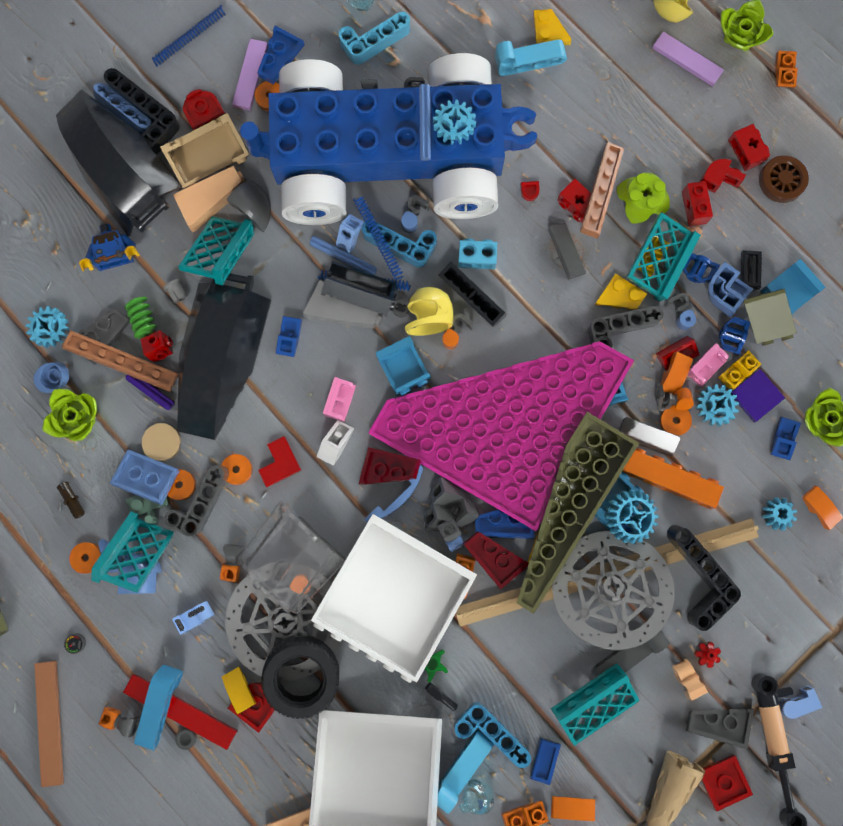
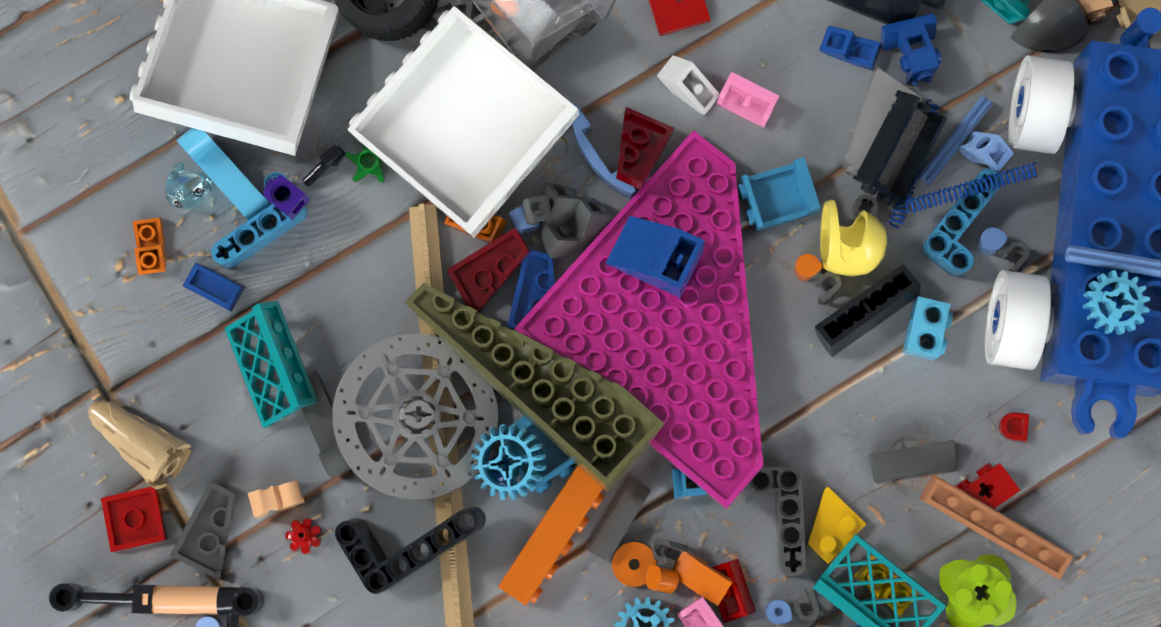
camera: 105 degrees right, 0 degrees up
(296, 289) = (918, 63): none -> blue tile
(466, 440) = (657, 254): none -> blue slope
(482, 713) = (293, 204): none -> dark purple brick
(573, 808) = (146, 309): orange slope -> none

